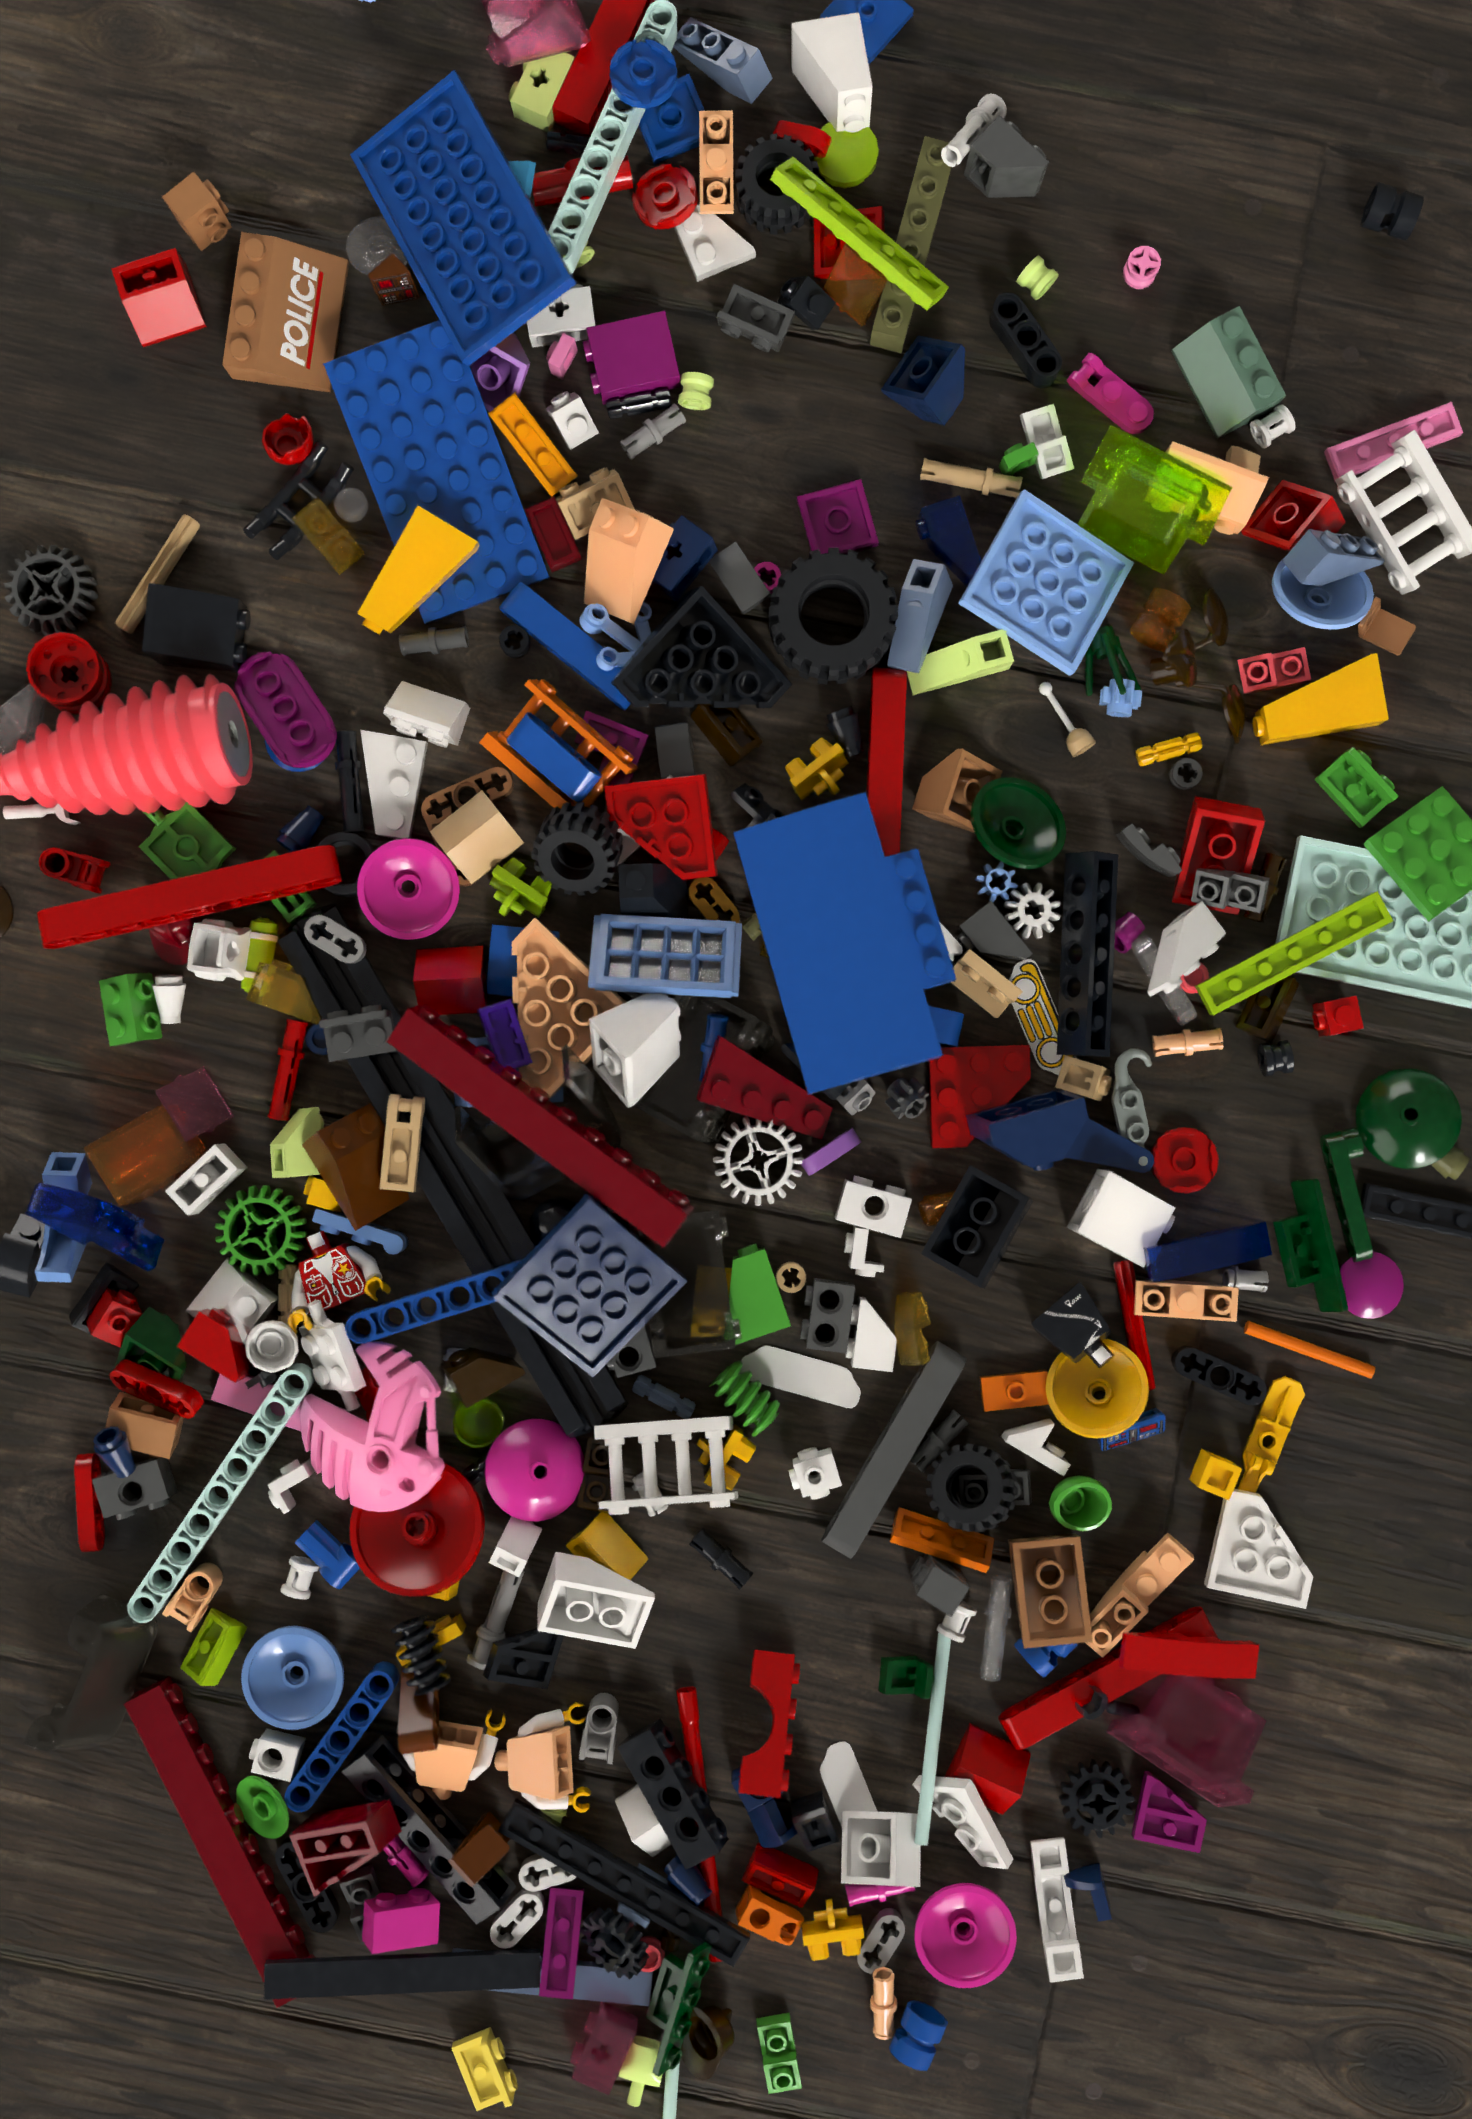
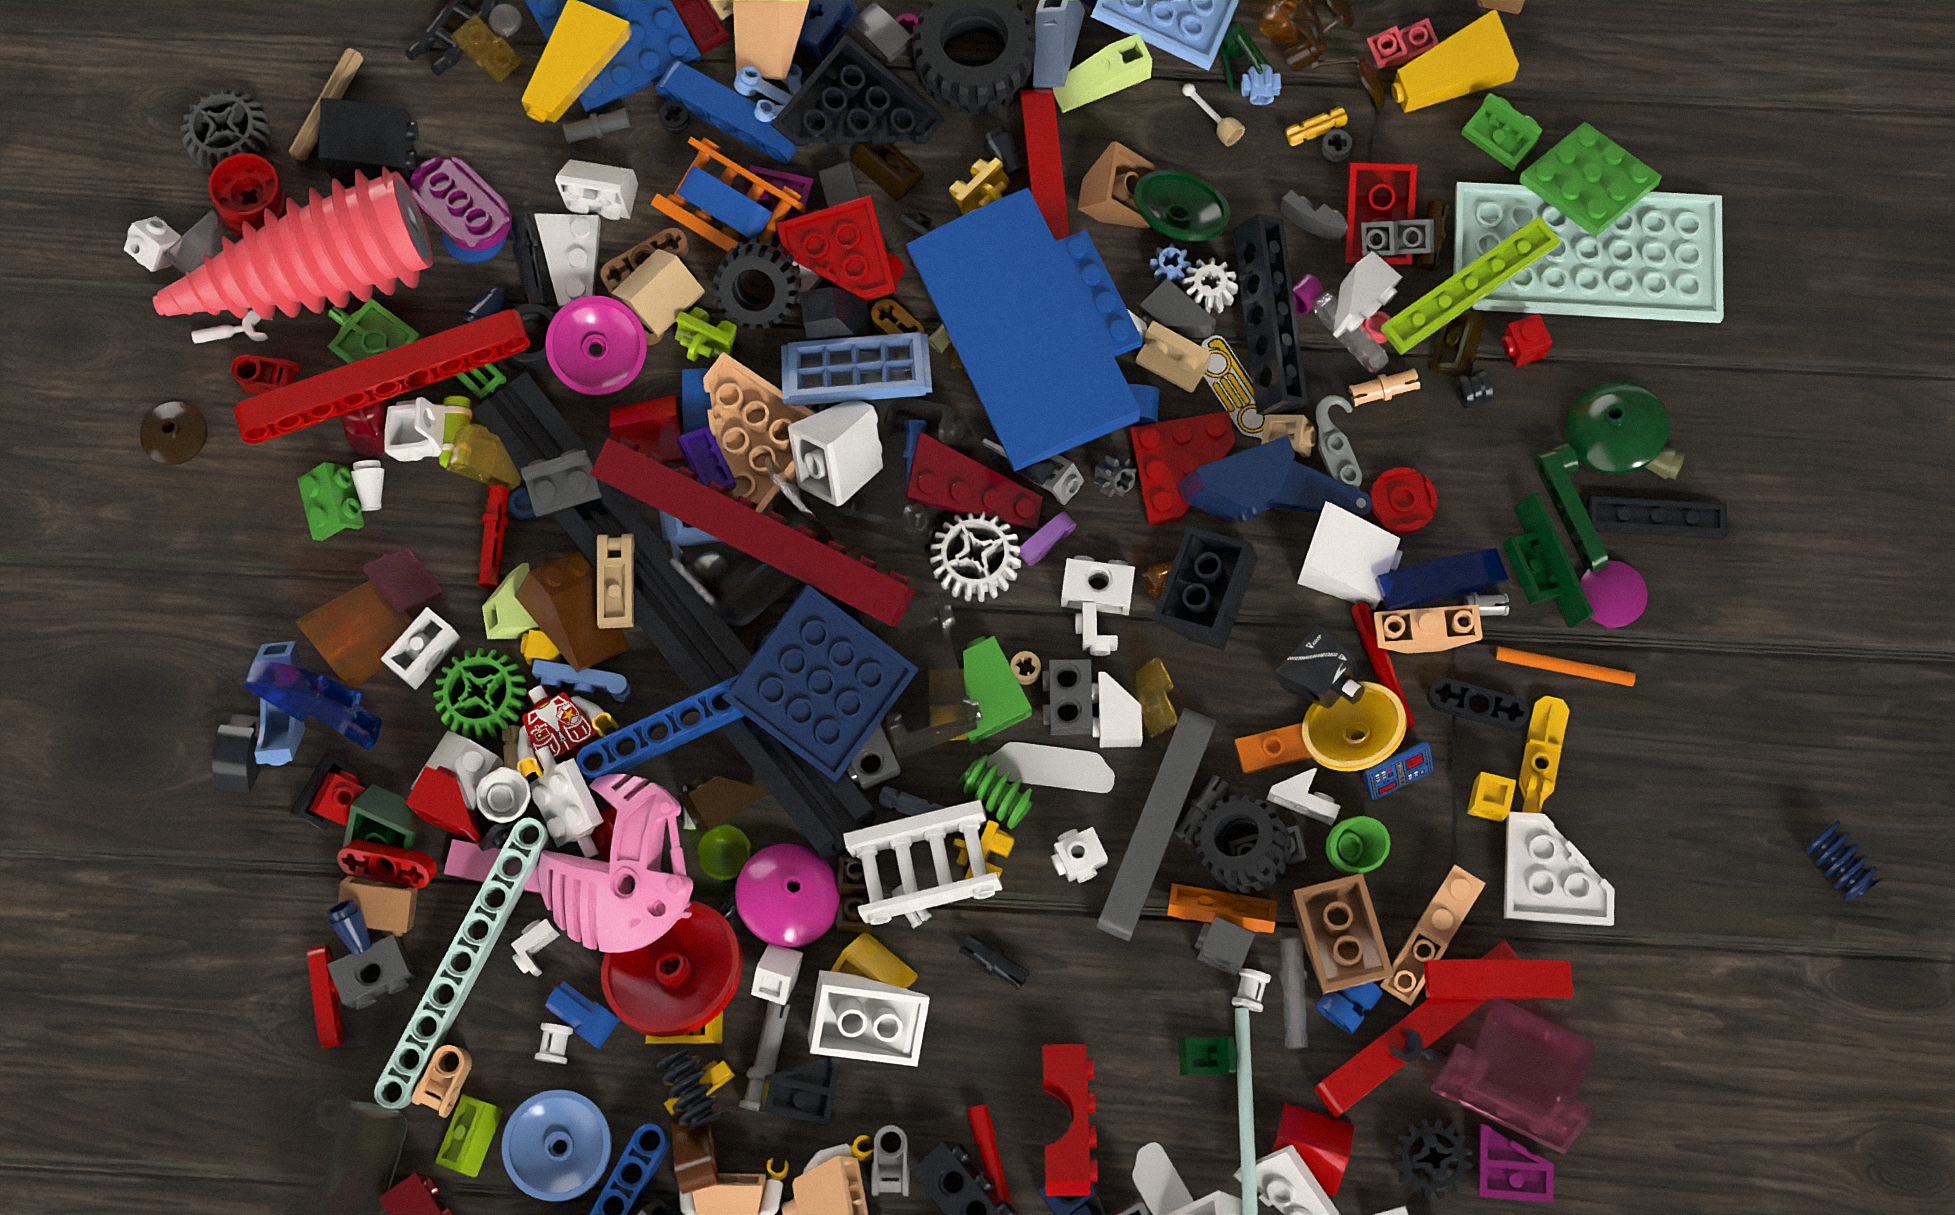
camera: 10 degrees left, 15 degrees down
(331, 946) = (526, 405): light grey beam -> none

